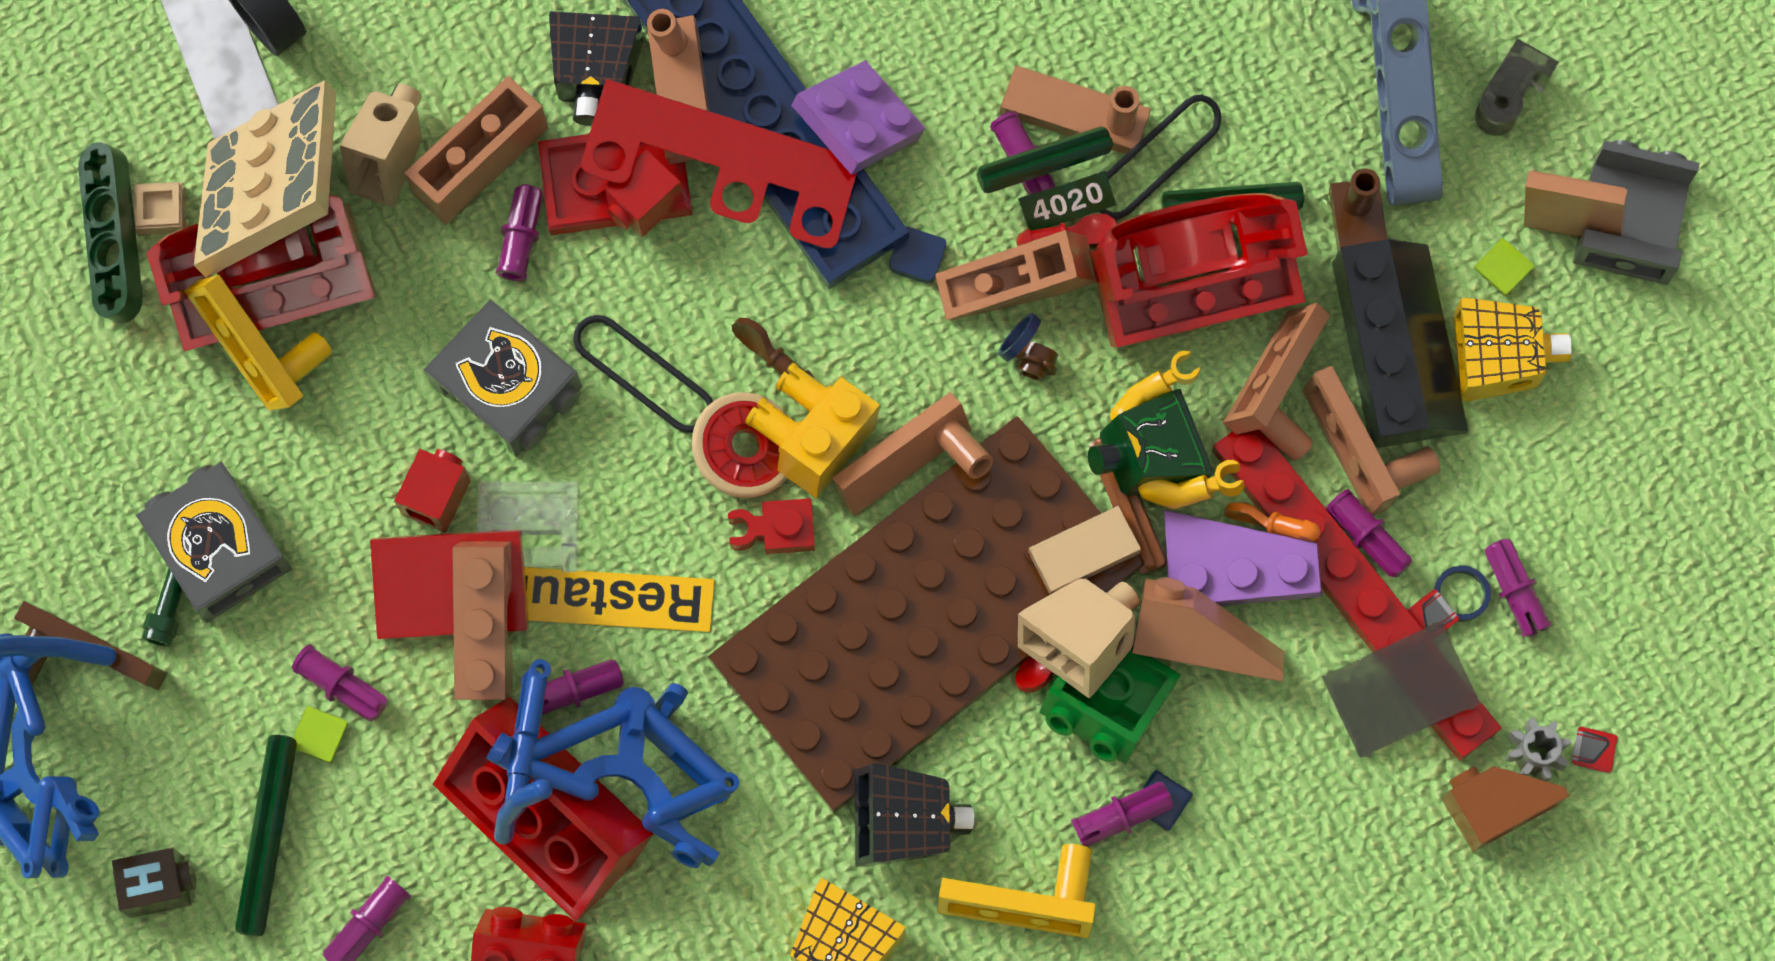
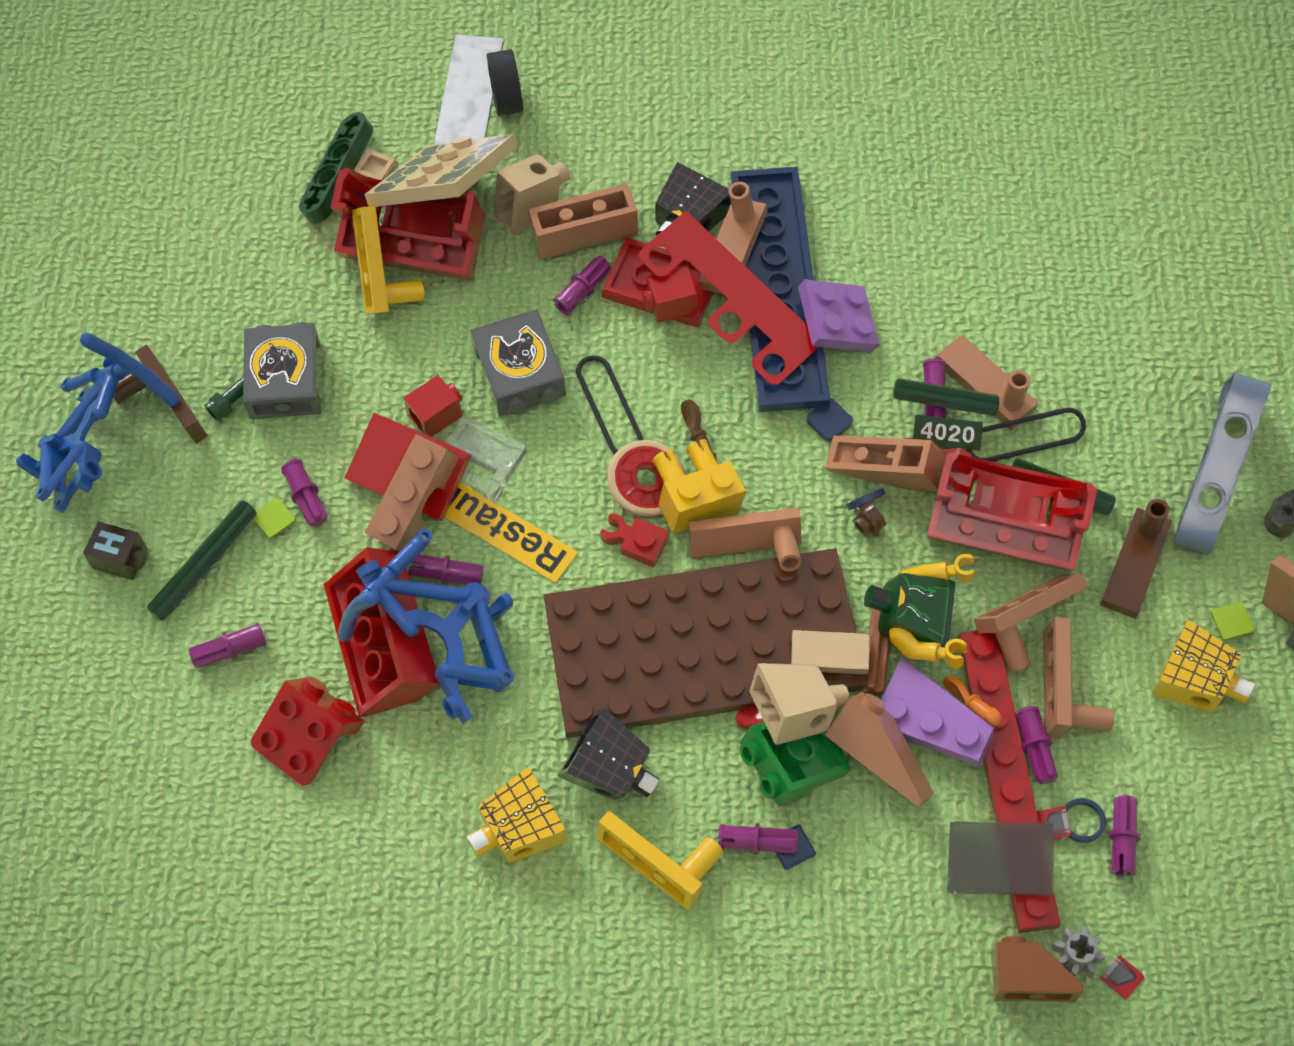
camera: 30 degrees right, 10 degrees down
(1398, 342) = (1128, 630): black slope -> none

